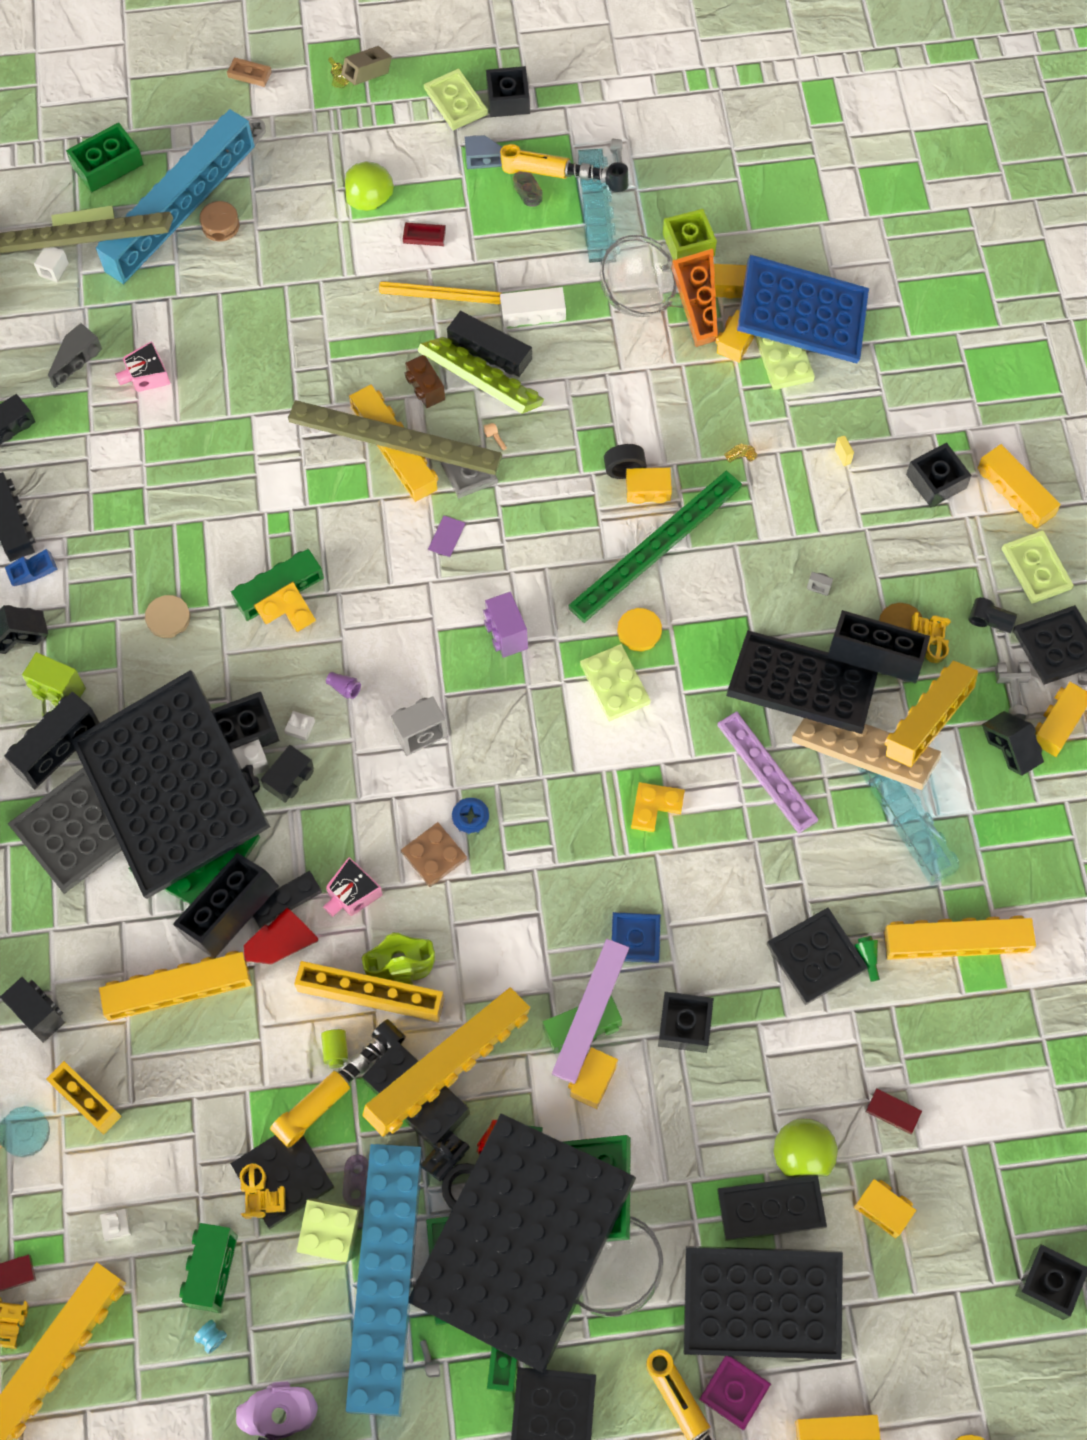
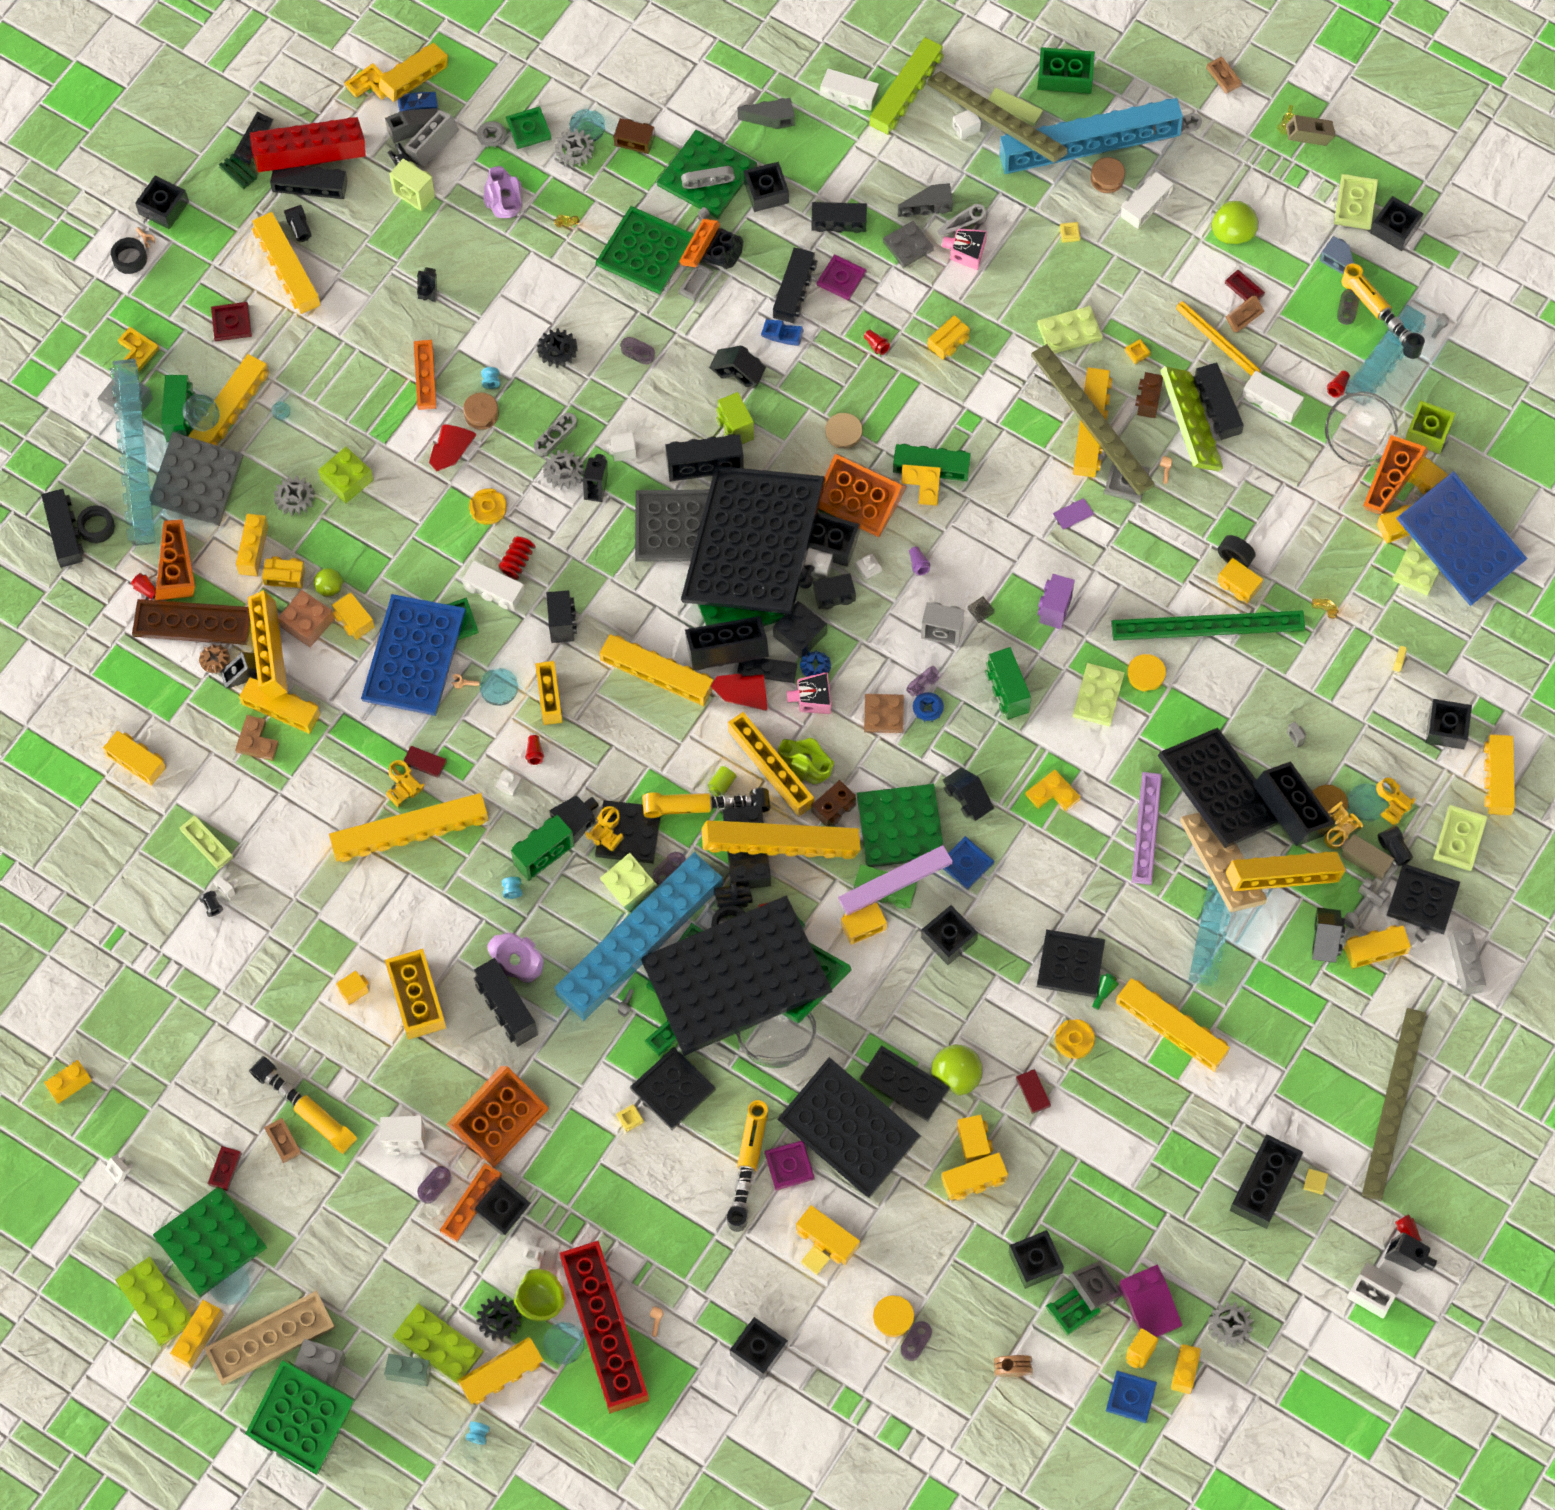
camera: 40 degrees right, 0 degrees up
(46, 478) = (841, 277): none -> magenta tile
(85, 405) = (908, 244): none -> flat silver plate
(117, 1171) = (534, 750): none -> red cone
(121, 346) = (964, 219): none -> light grey piece
(131, 512) = (877, 342): none -> red cone
(196, 460) = (948, 337): none -> yellow brick
(215, 1203) = (576, 815): none -> black torso
(227, 293) = (1069, 232): none -> light yellow tile
(235, 663) = (860, 495): none -> orange slope
(273, 218) = (1146, 199): none -> white brick
(287, 838) = (800, 630): none -> black brick
(301, 376) = (1070, 329): none -> yellowish green plate
(325, 868) = (807, 661): none -> blue gear
(378, 353) = (1137, 351): none -> yellow tile
(440, 685) = (981, 609): none -> clear smoke plate
(445, 254) = (1244, 313): none -> medium nougat plate
(445, 804) = (918, 685): none -> clear purple plate
(463, 980) = (834, 804): none -> reddish brown brick
(529, 734) = (1008, 683): none -> green brick
(542, 951) = (899, 824): none -> green plate
(578, 258) = (1338, 385): none -> red cone
(583, 867) = (969, 792): none -> black brick
(883, 1026) = (1074, 1038): none -> yellow tile
(920, 1247) = (974, 1177): none -> yellow brick
(932, 596) = (1366, 802): none -> clear light blue tile
(959, 573) = (1399, 801): none -> yellow piece
(979, 645) = (1366, 856): none -> dark tan brick

